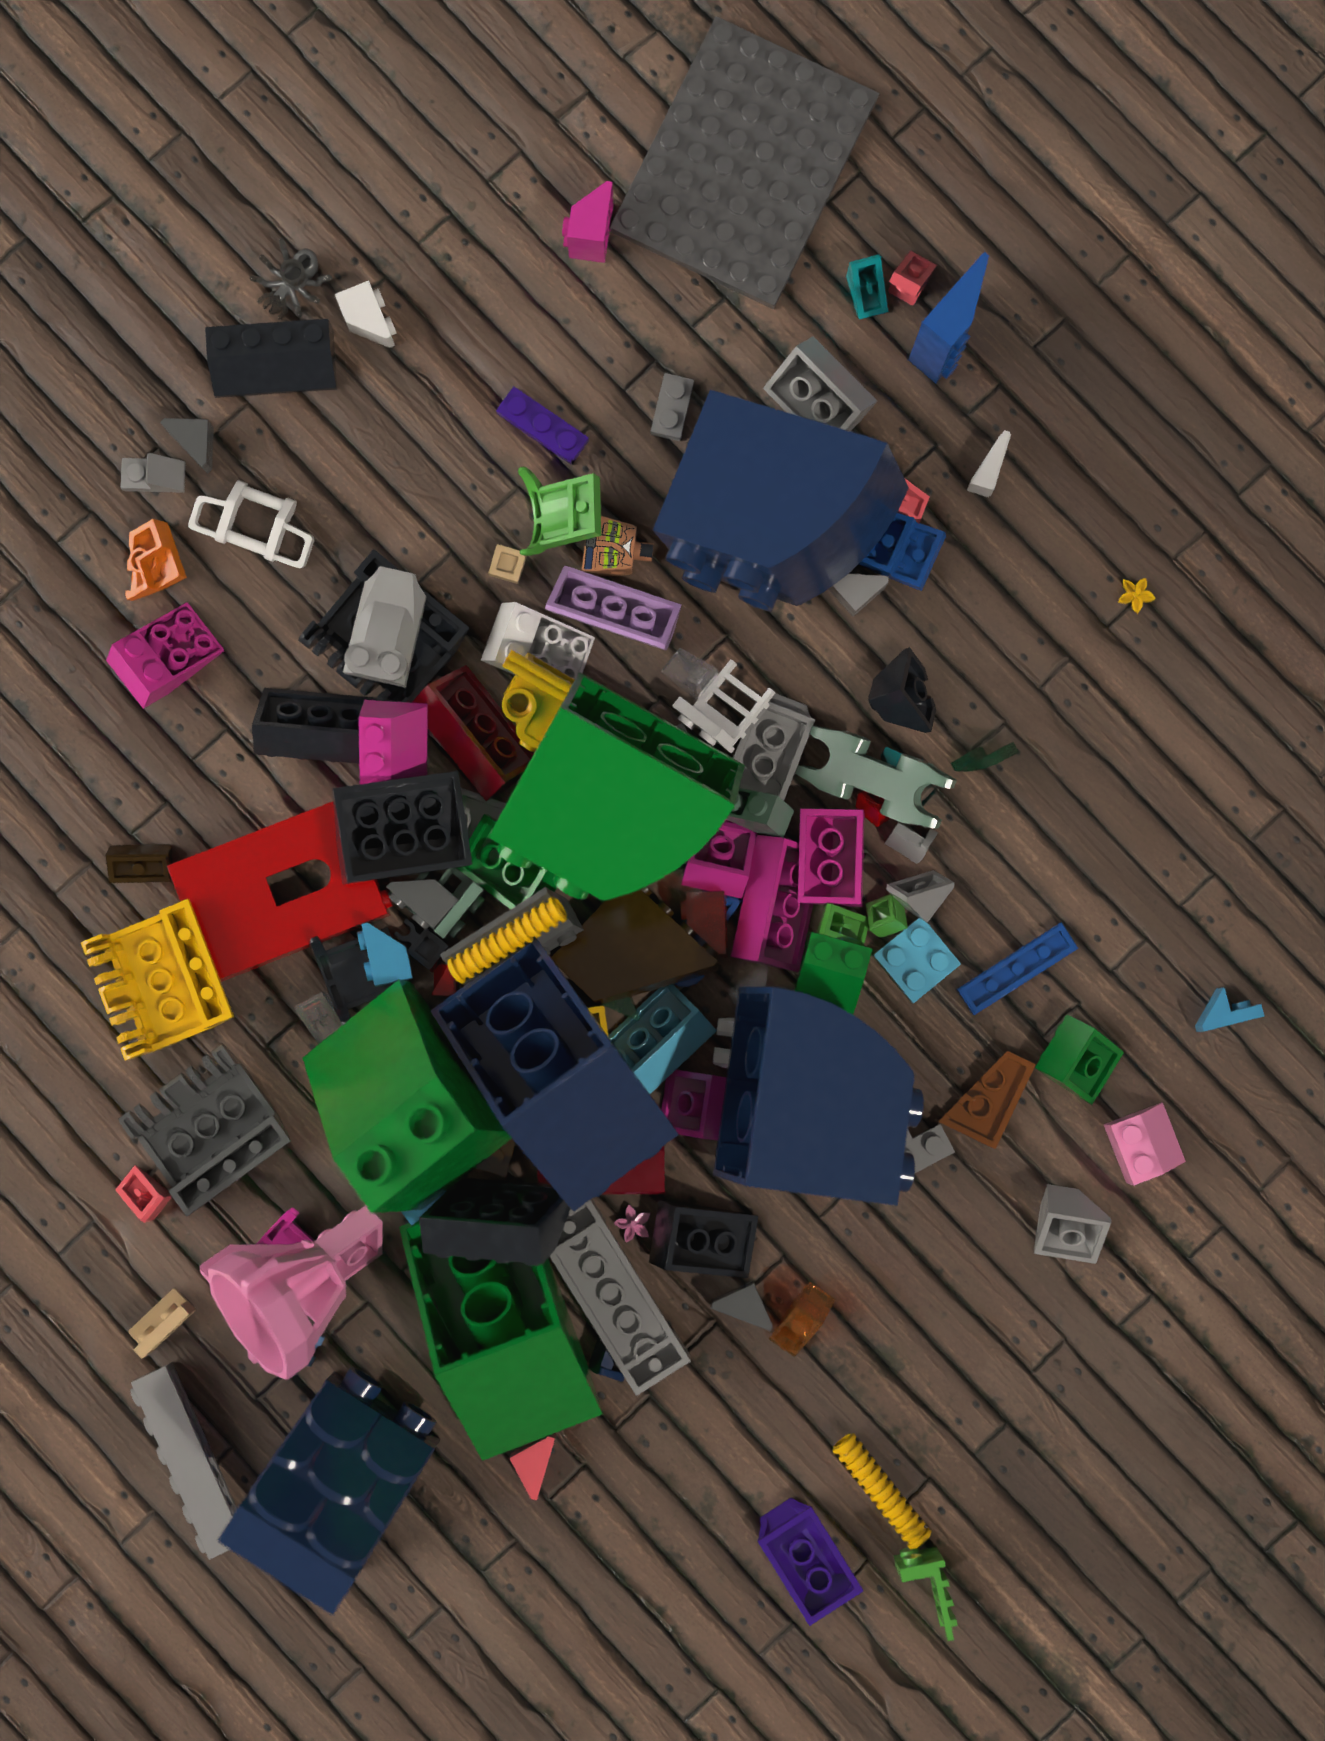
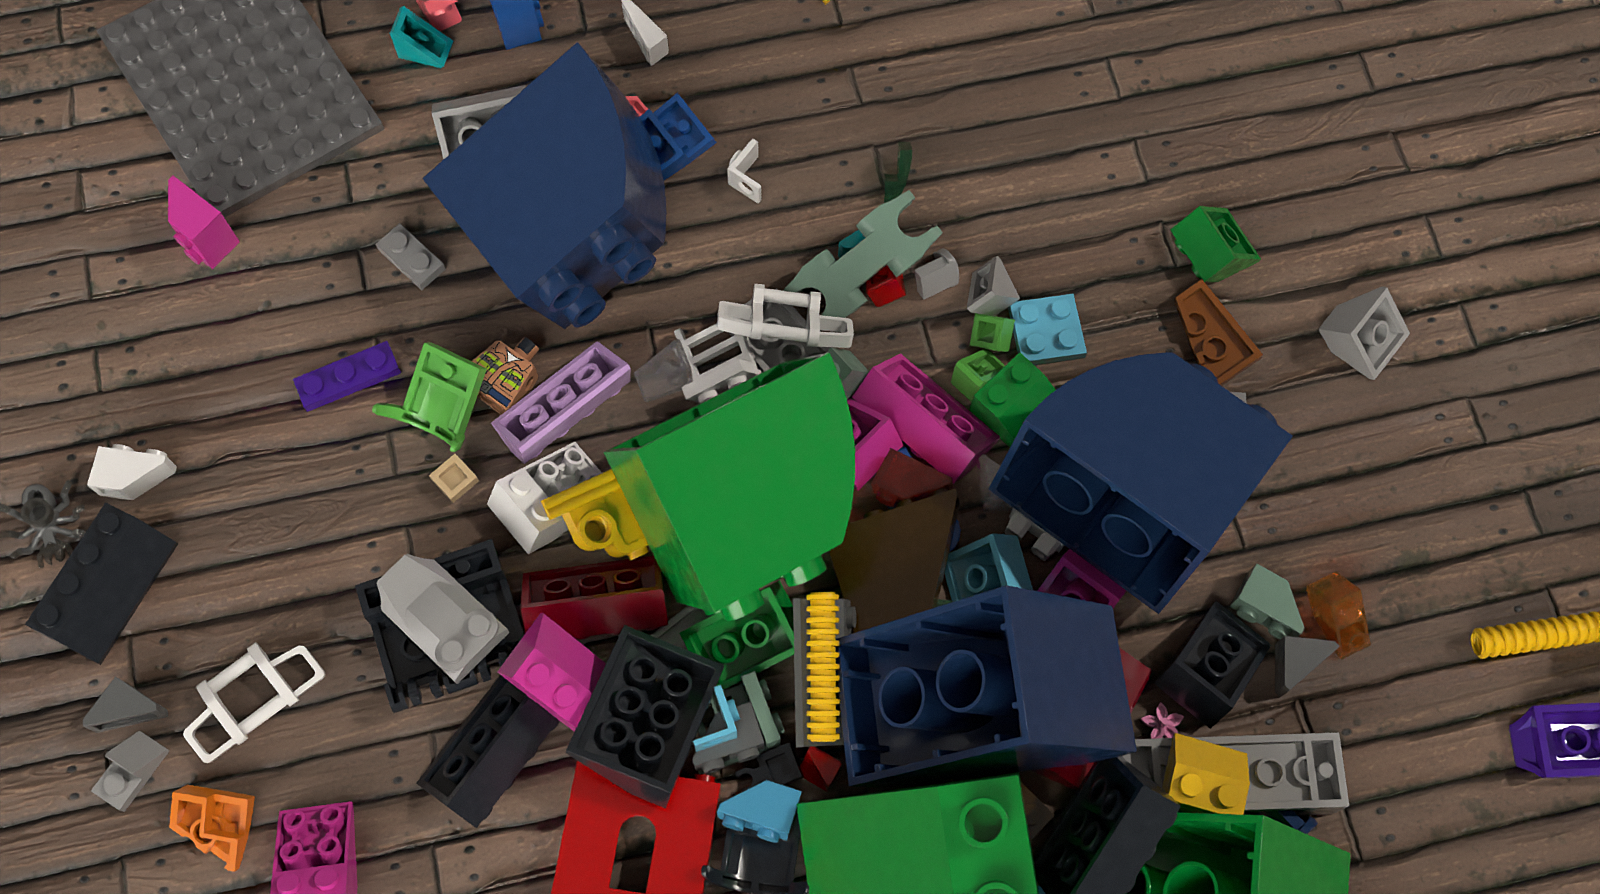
camera: 60 degrees left, 15 degrees down
(434, 891) = (729, 715): none -> medium azure bracket
(591, 1275) = (1206, 777): none -> yellow slope
(779, 774) = (814, 321): none -> white bar
(780, 1257) = (1268, 601): none -> sand green slope
(831, 857) = (913, 340): dark pink slope -> none
(858, 590) = (682, 193): light grey slope -> none
(901, 695) = (798, 208): black slope -> none
(914, 621) = (739, 165): none -> white bracket
(1017, 968) = (1103, 253): blue tile -> none
(1144, 1144) = (1321, 236): bright pink slope -> none
(1218, 1012) = (1235, 110): dark azure slope -> none

